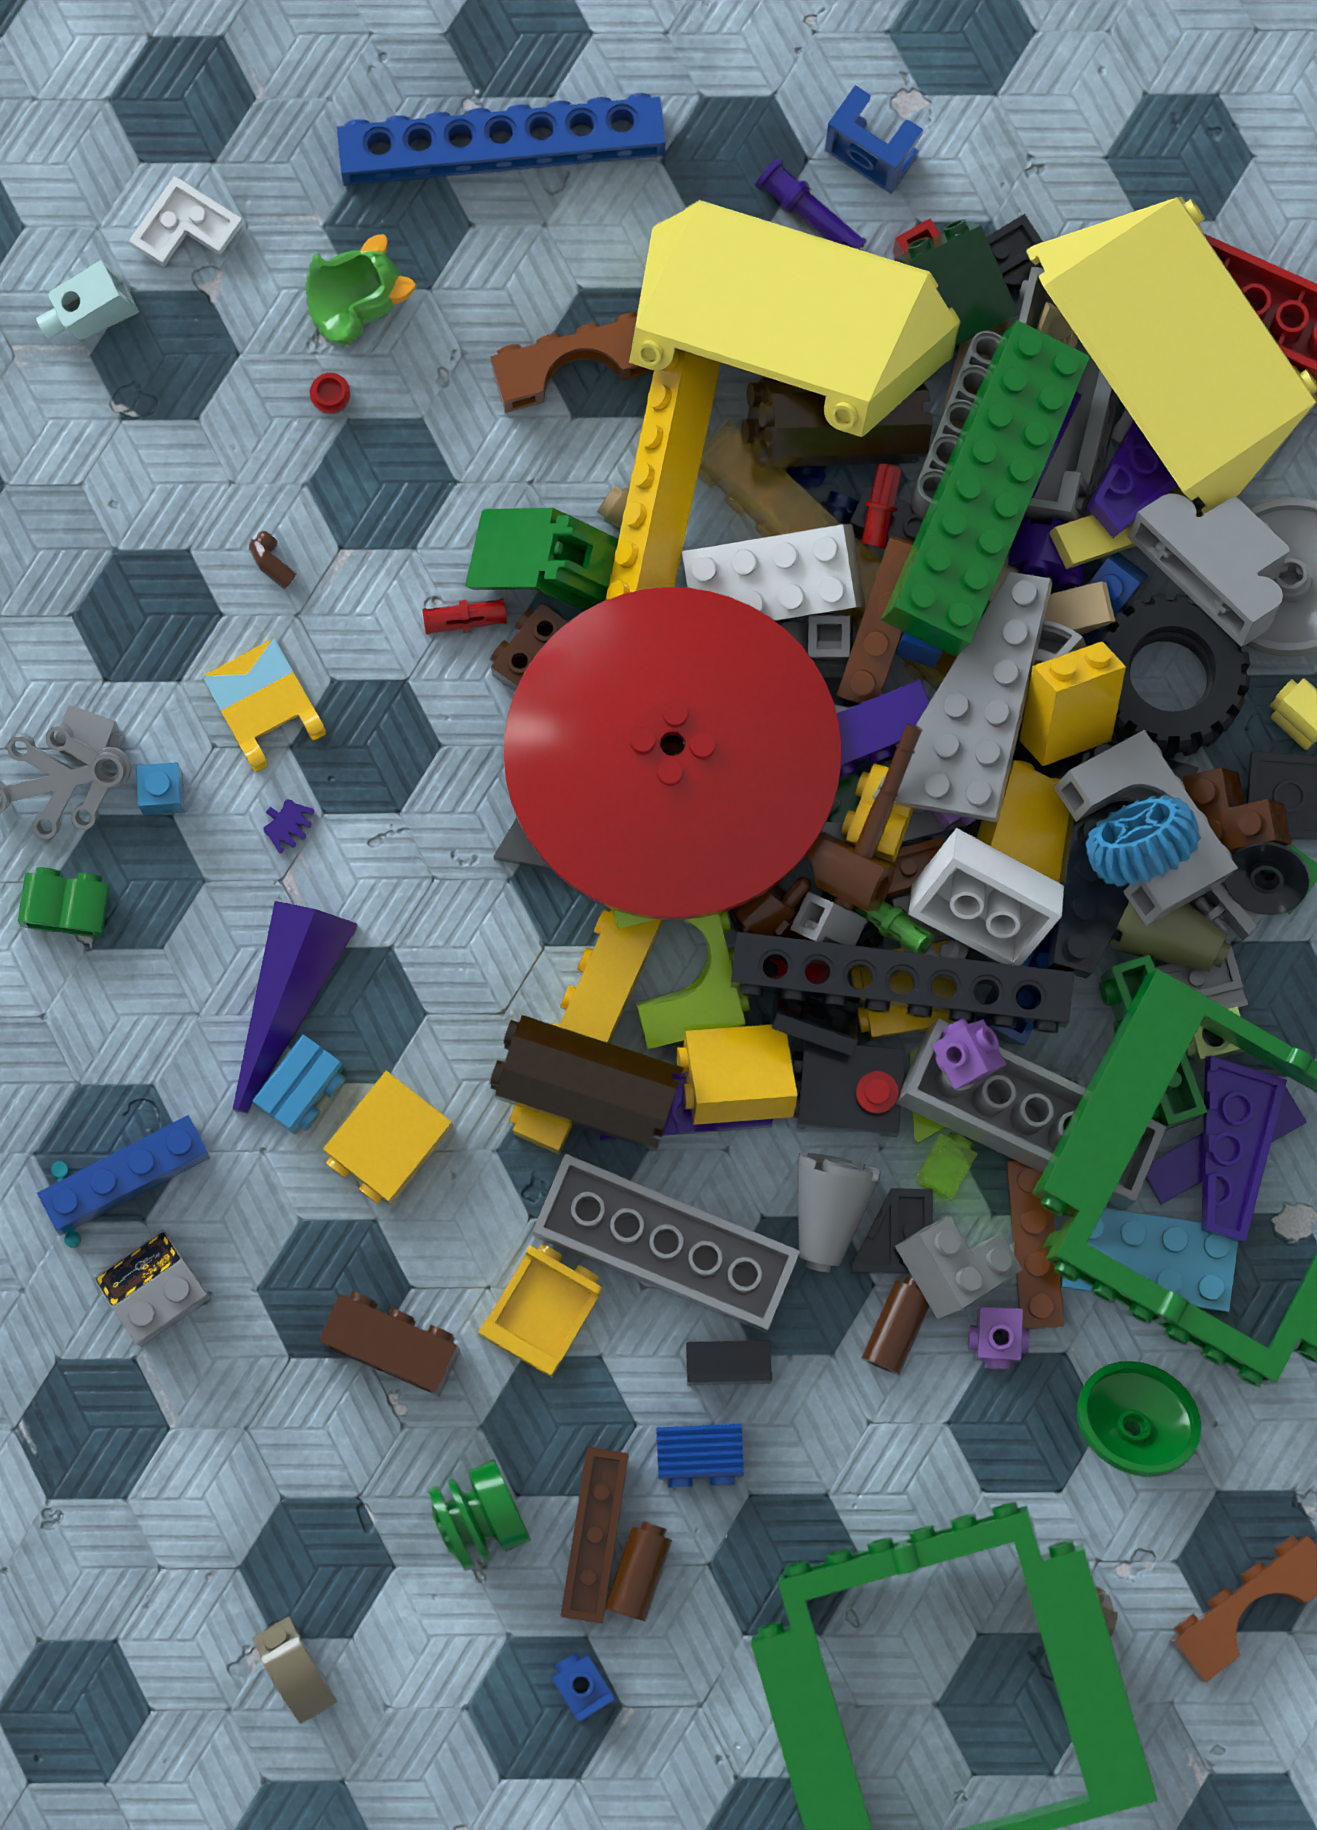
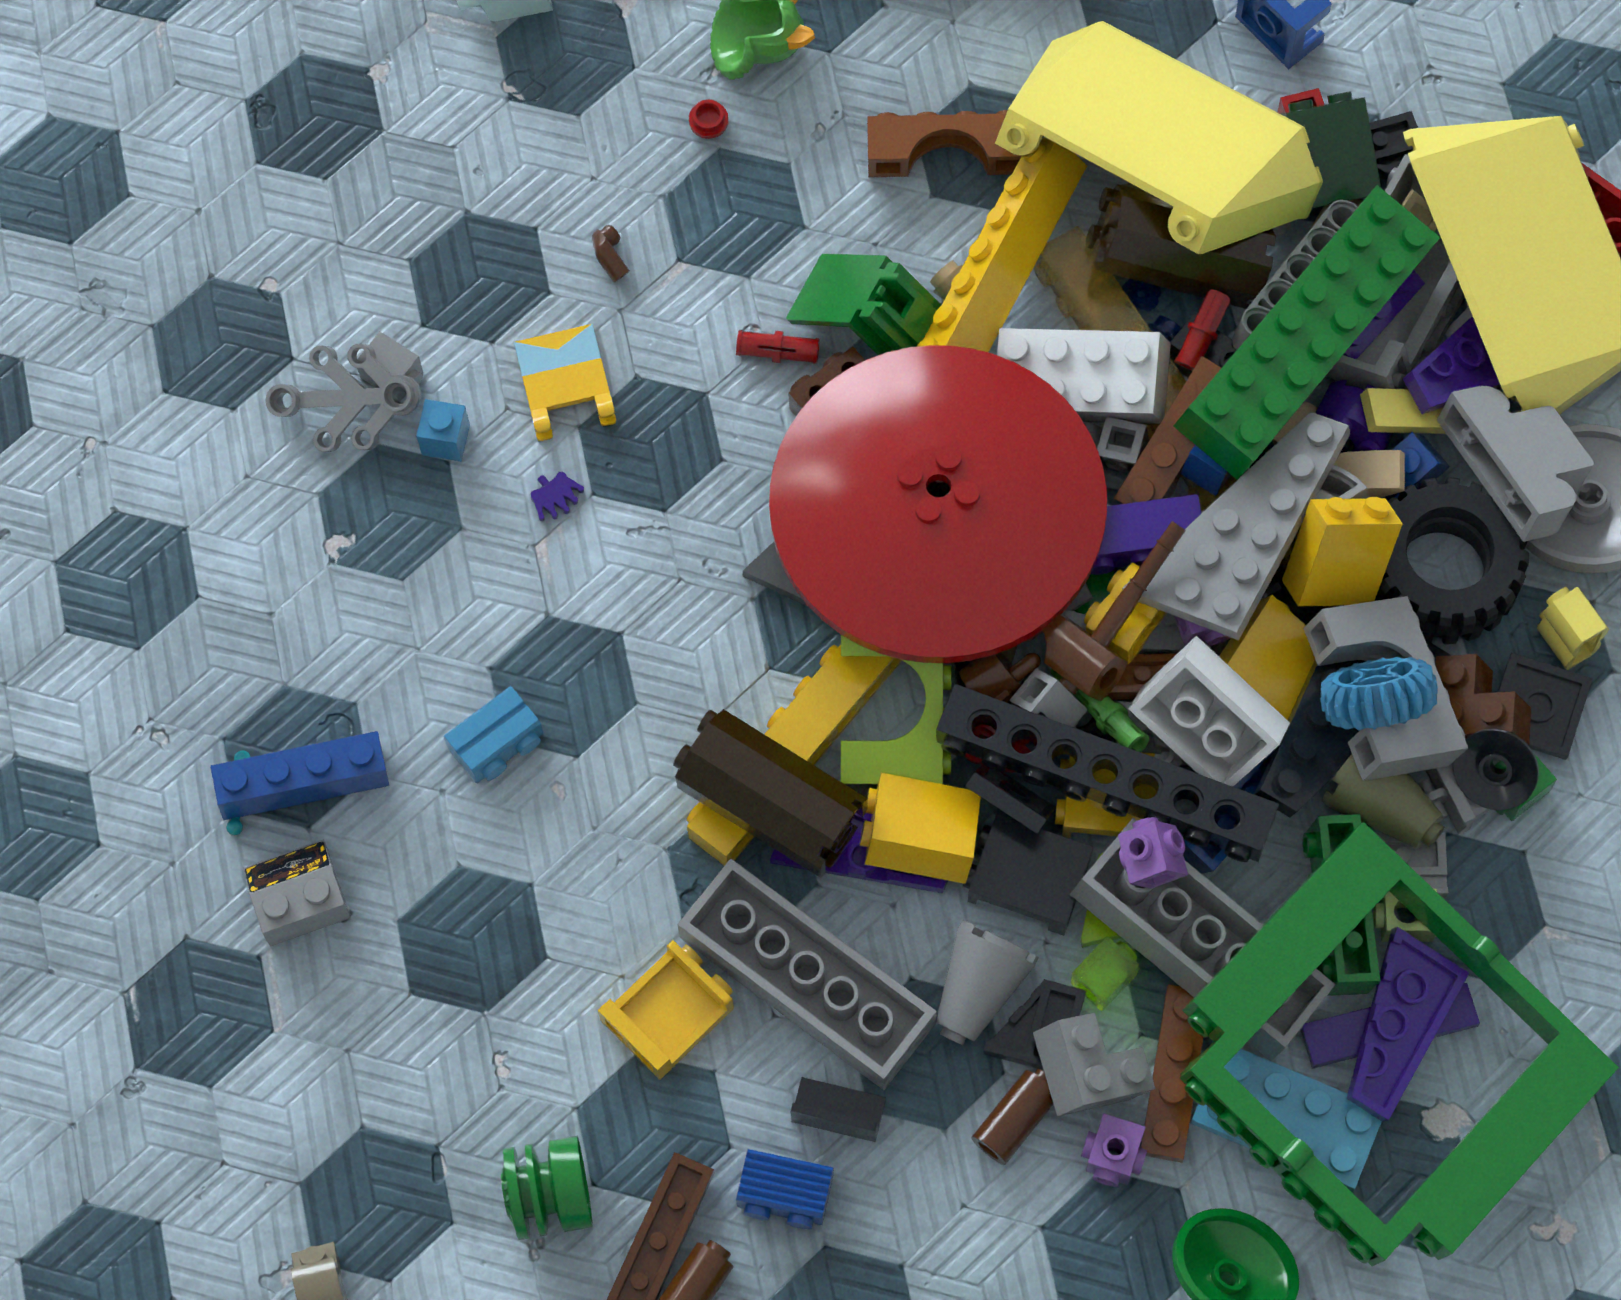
camera: 20 degrees right, 10 degrees down
(64, 903) = (321, 513): green brick -> none
(295, 964) = (524, 621): dark purple wedge -> none
(386, 1139) = (563, 807): yellow brick -> none
(390, 1342) = (509, 998): reddish brown brick -> none
(797, 197) = (1197, 48): dark purple pin -> none
(877, 1092) = (1054, 878): red plate -> none

